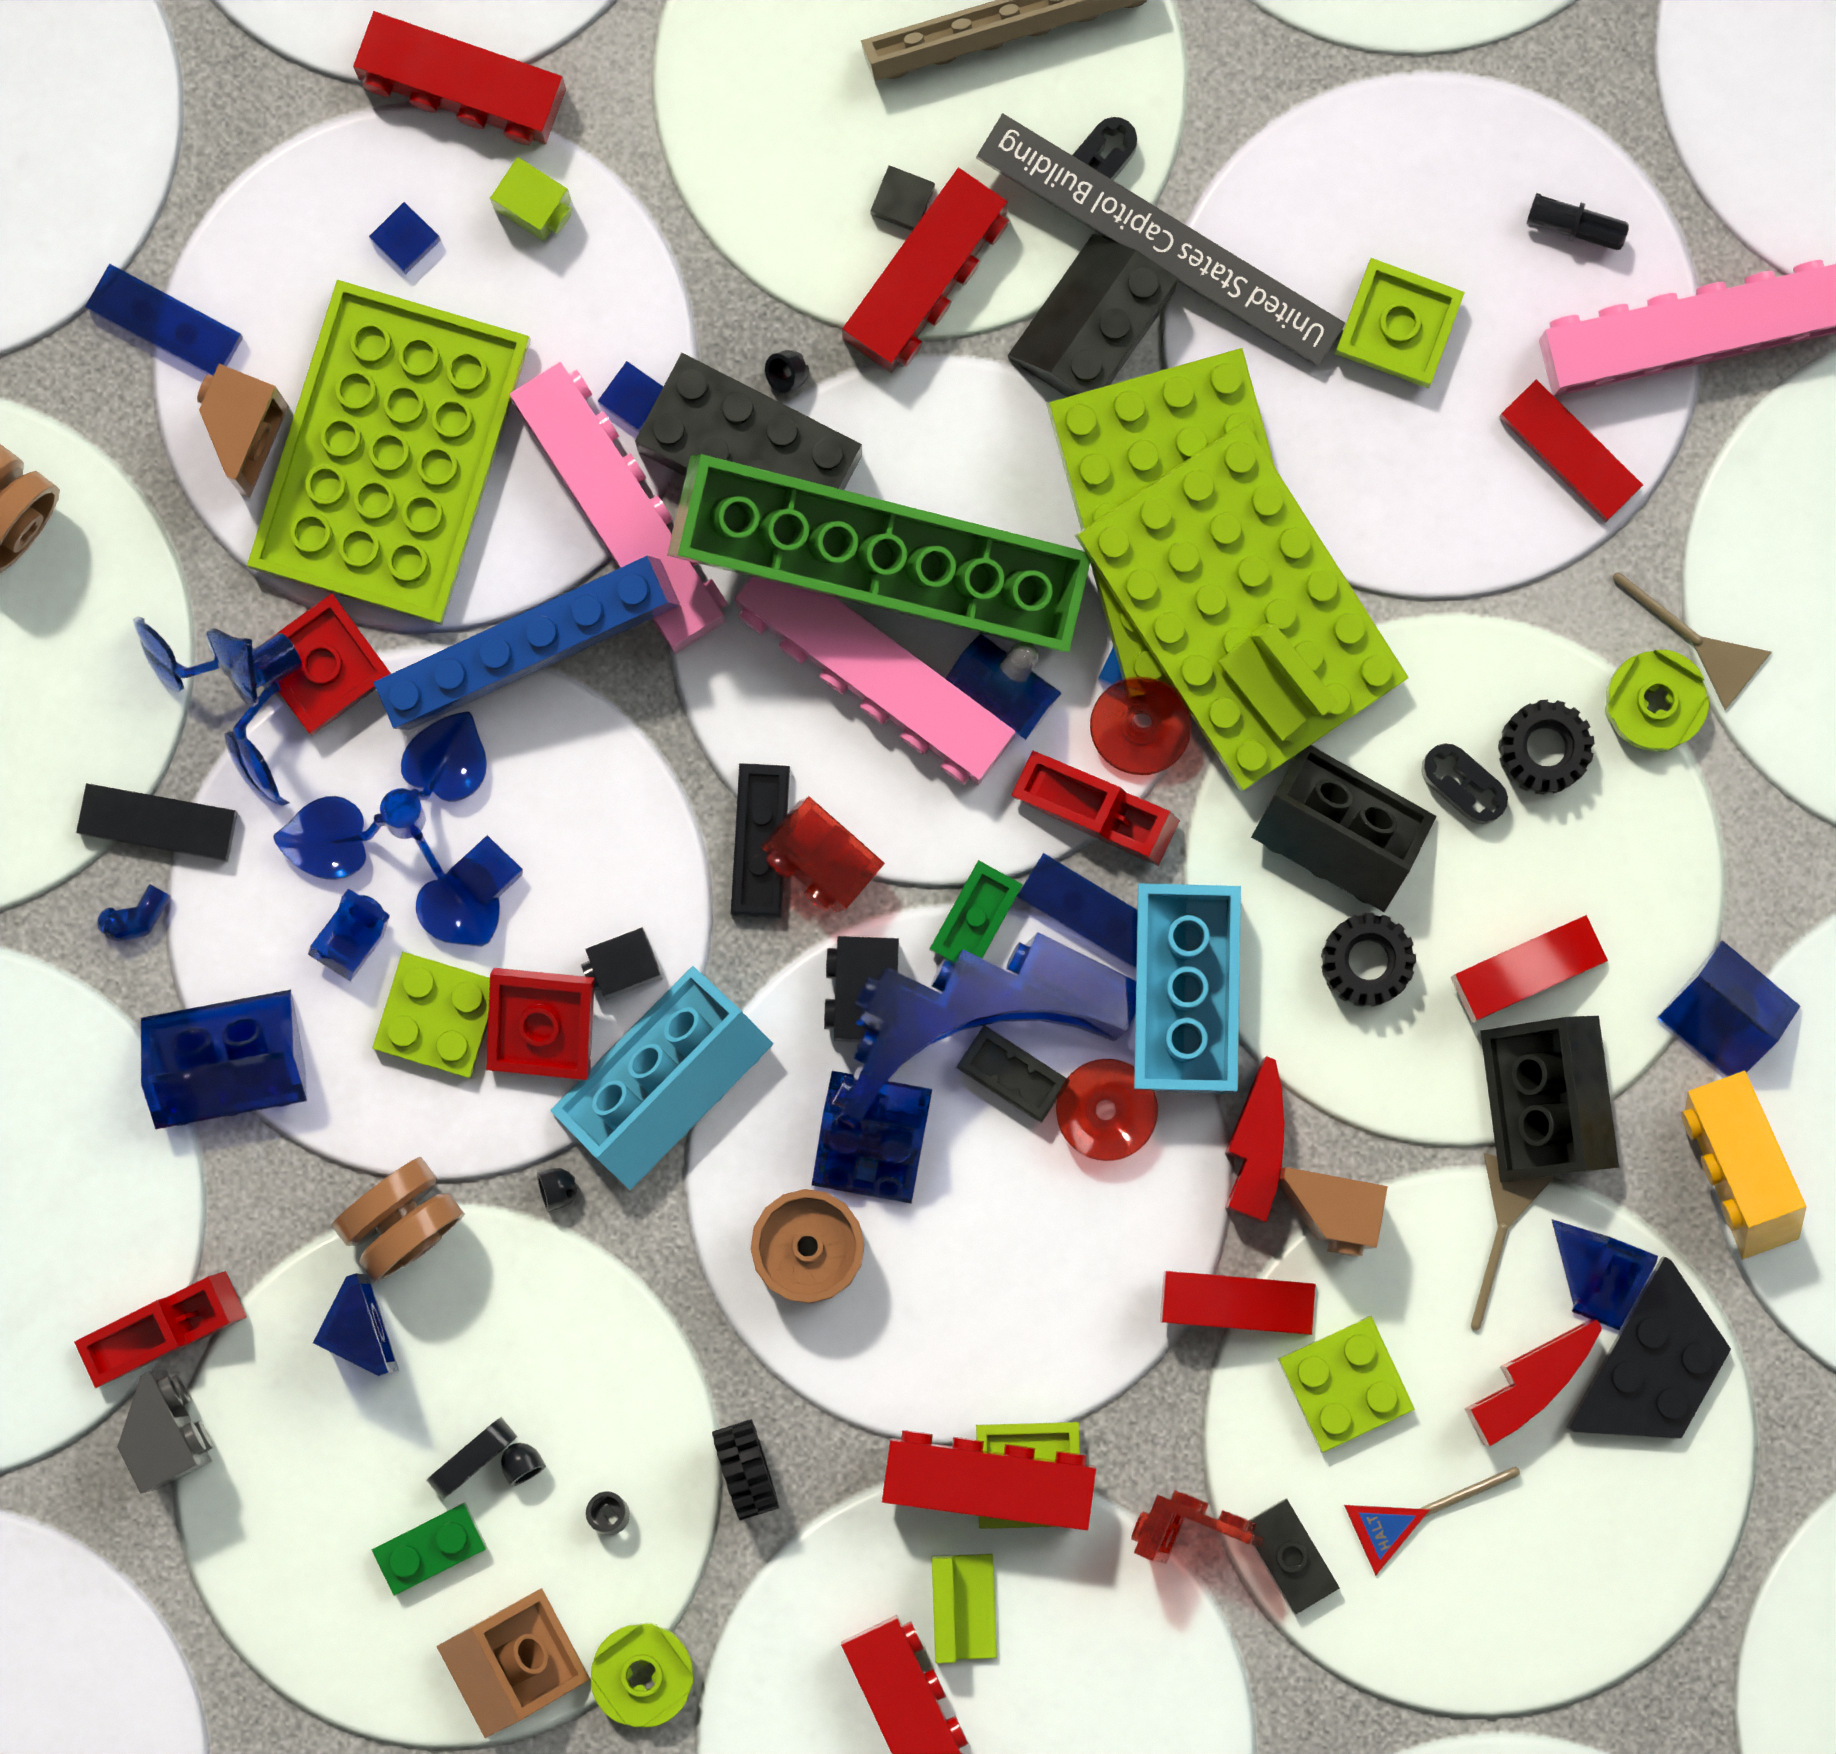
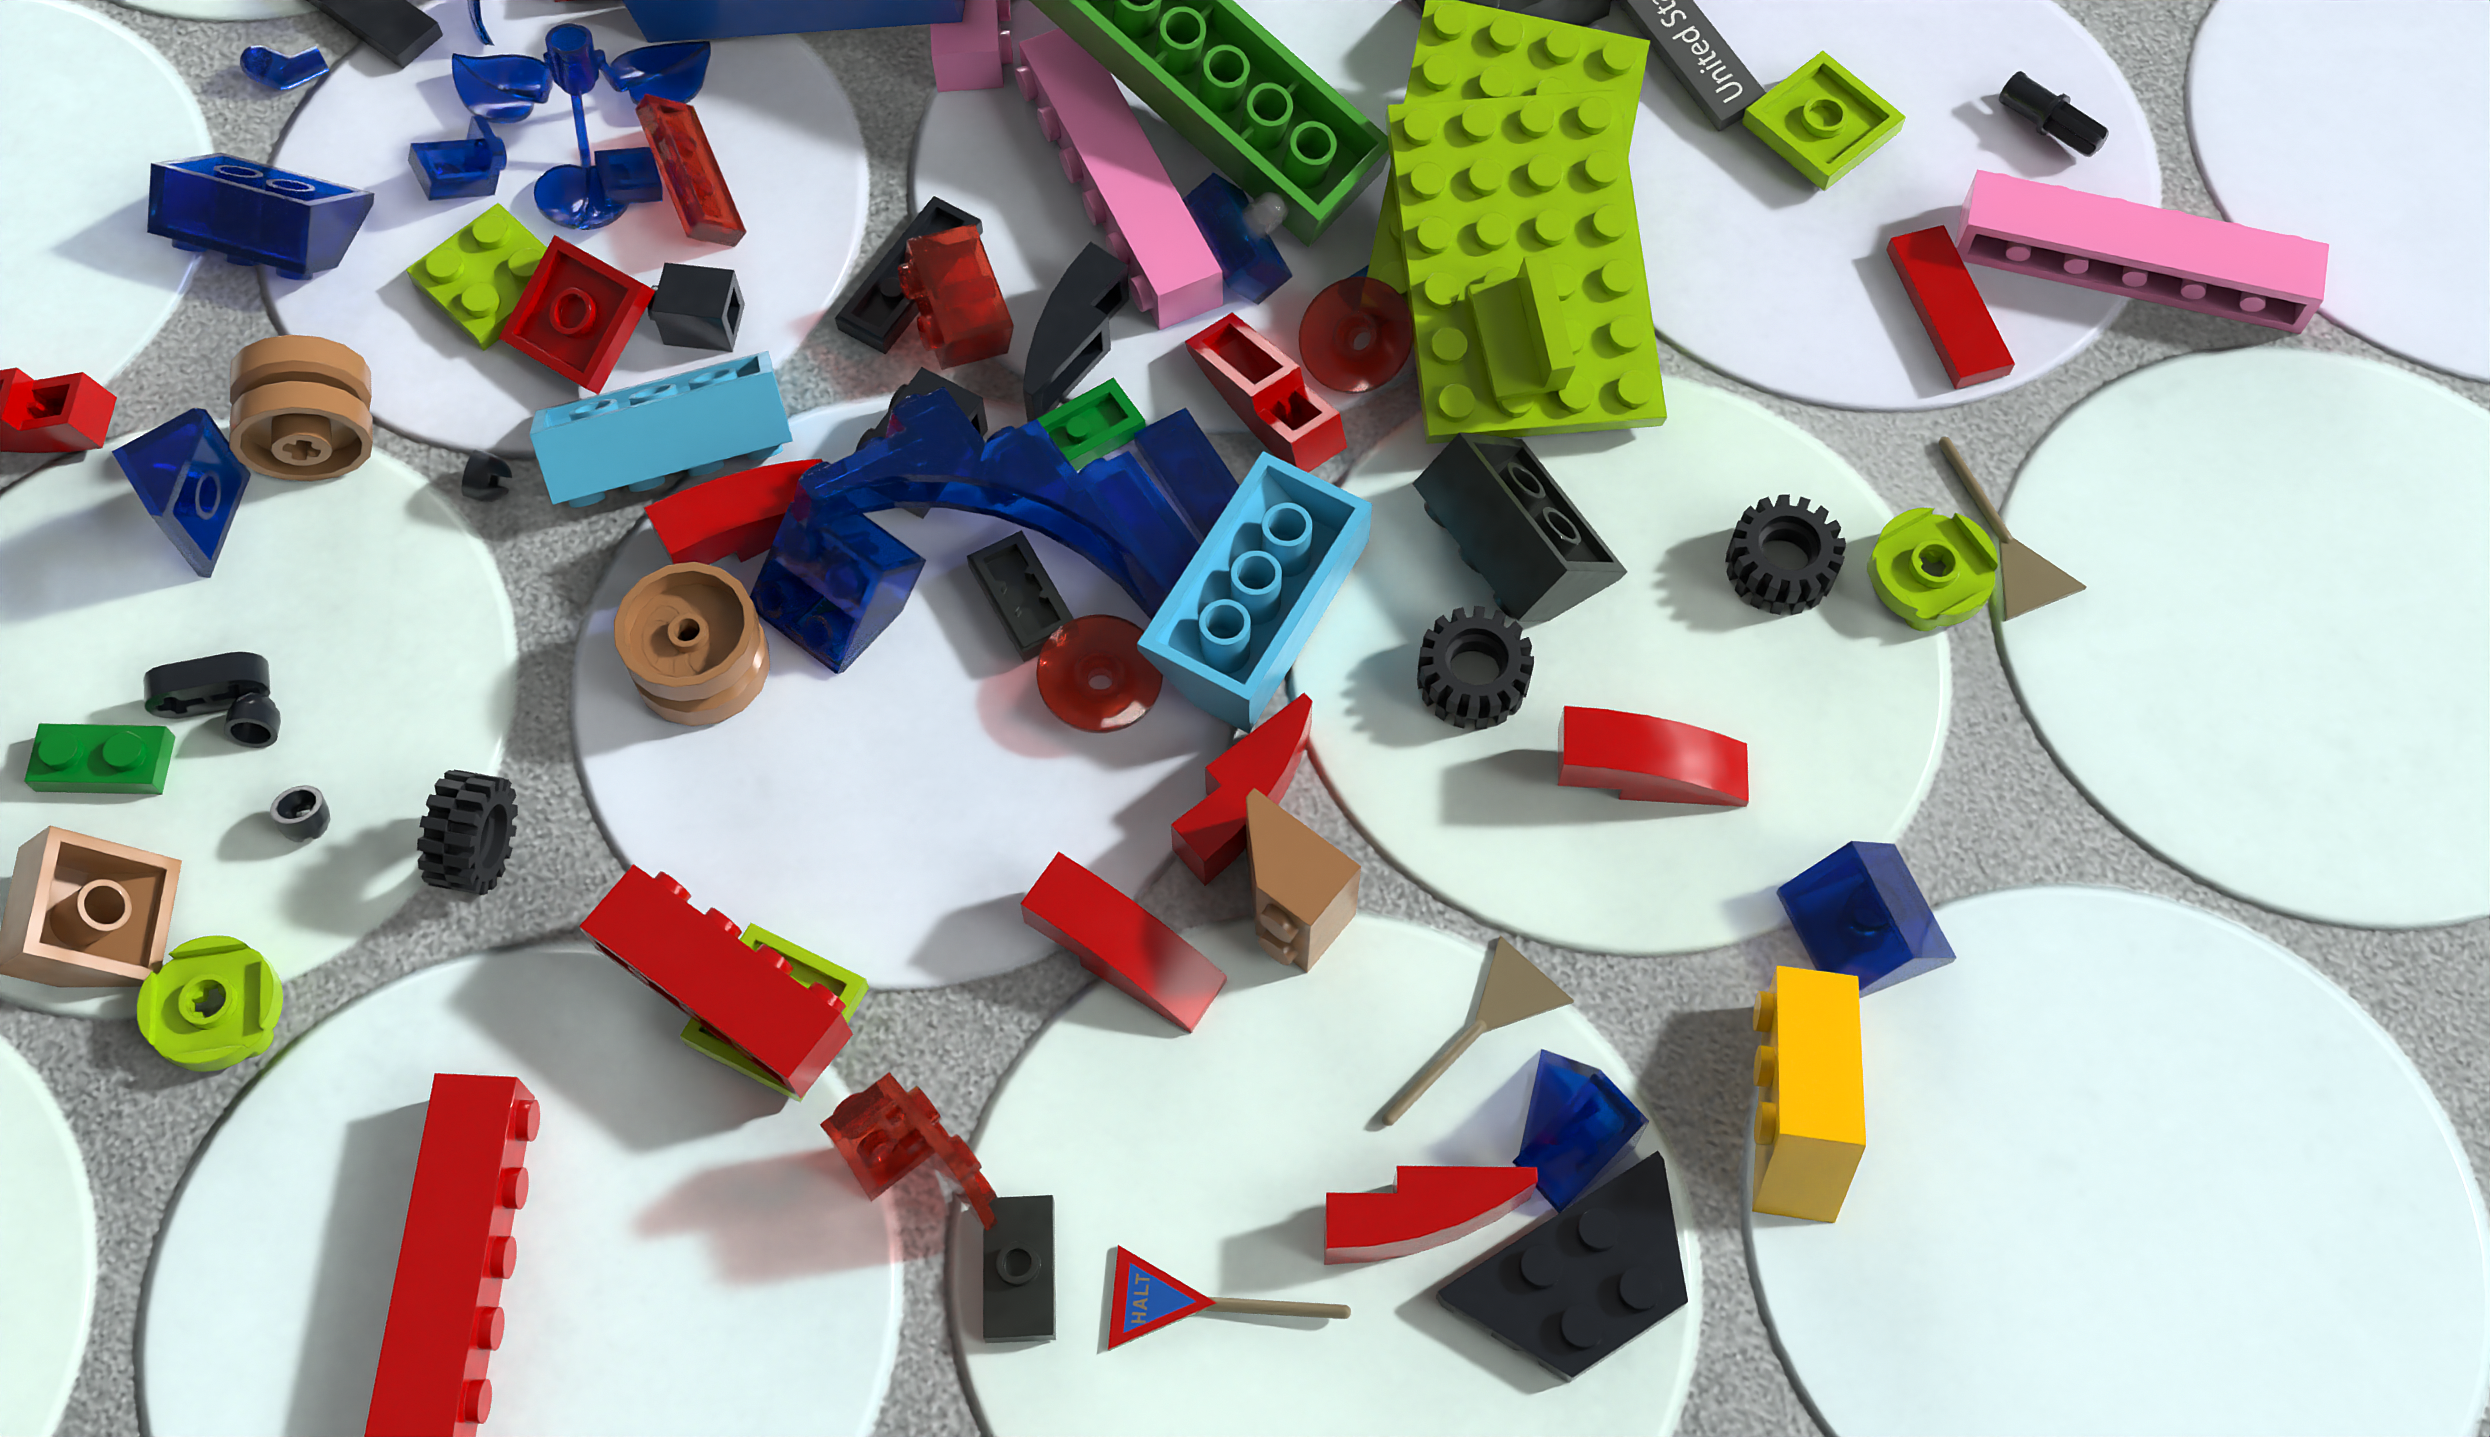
camera: 30 degrees right, 20 degrees down
(536, 844) = (690, 171): none -> clear red plate
(773, 1115) = (727, 514): none -> red slope
(921, 833) = (1073, 329): none -> black slope
(963, 1607) = (603, 1120): lime panel -> none
(1346, 1384) = (1198, 1105): lime plate -> none
(1472, 774) = (1686, 546): black beam -> none
(1549, 1098) = (1608, 904): pearl dark grey slope -> none

